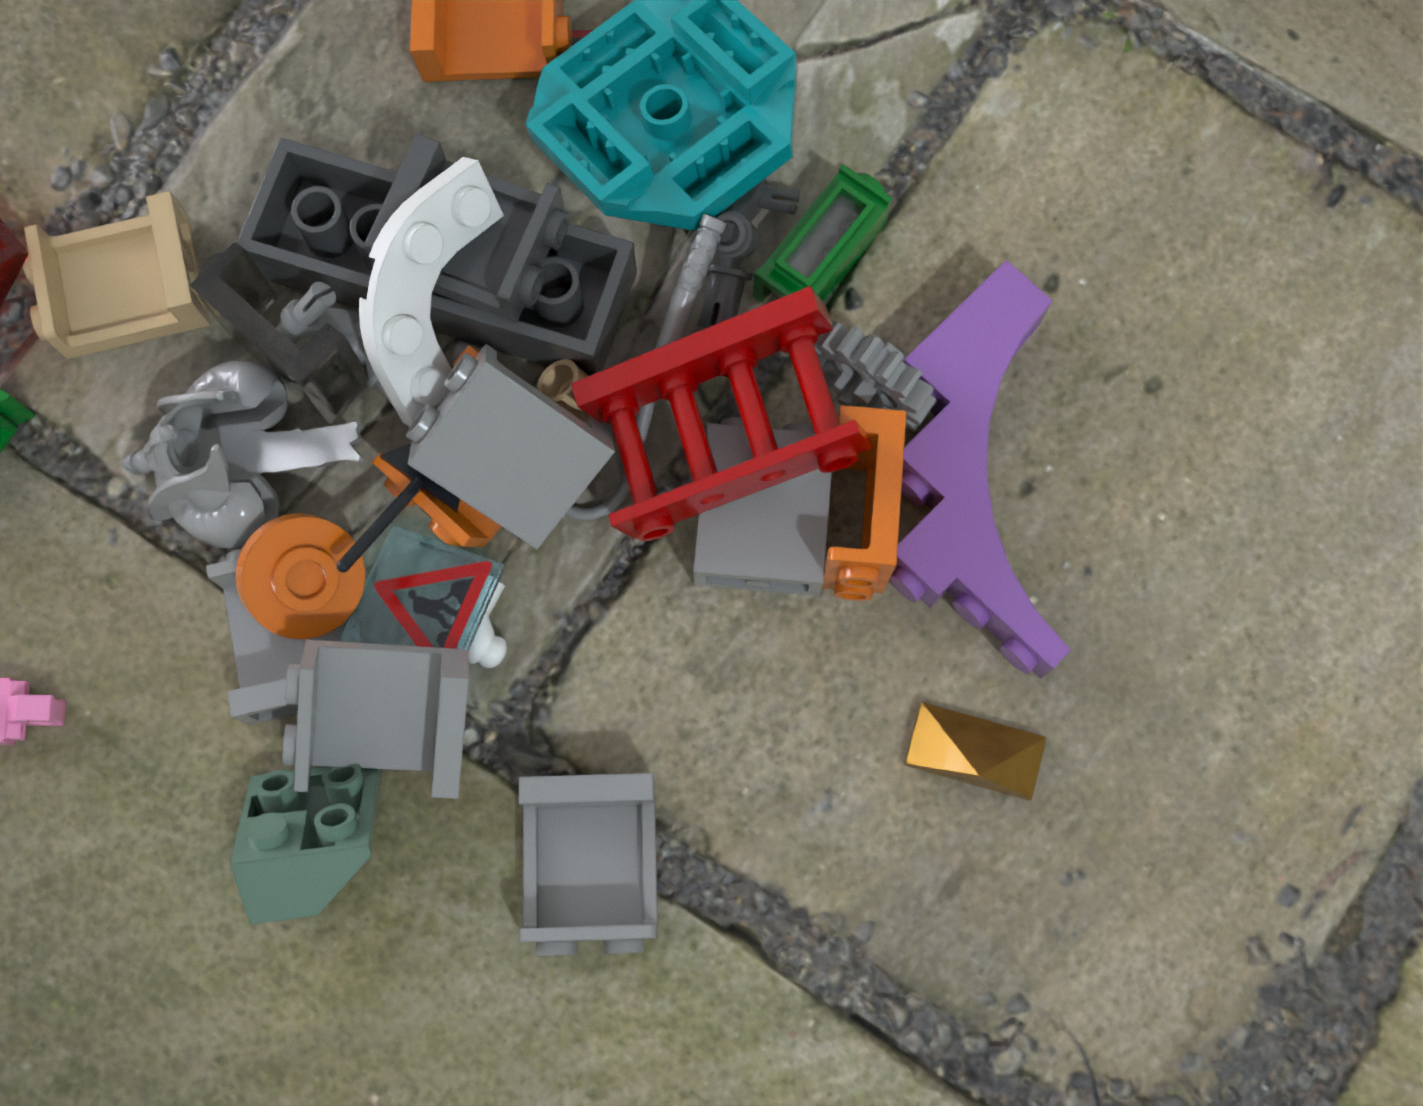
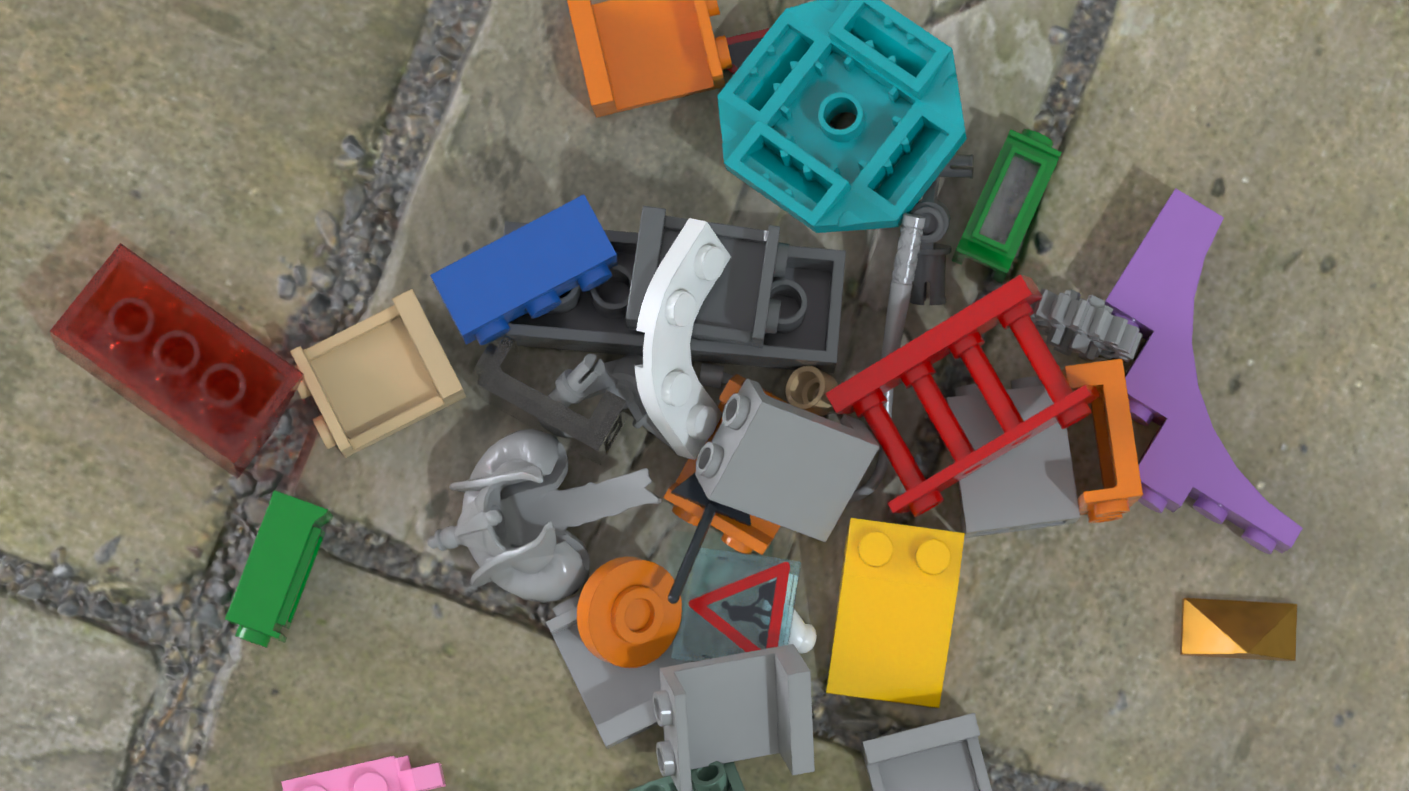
camera: 15 degrees left, 5 degrees up
(276, 181) = (526, 271): none -> blue brick
(596, 643) = (894, 612): none -> yellow slope

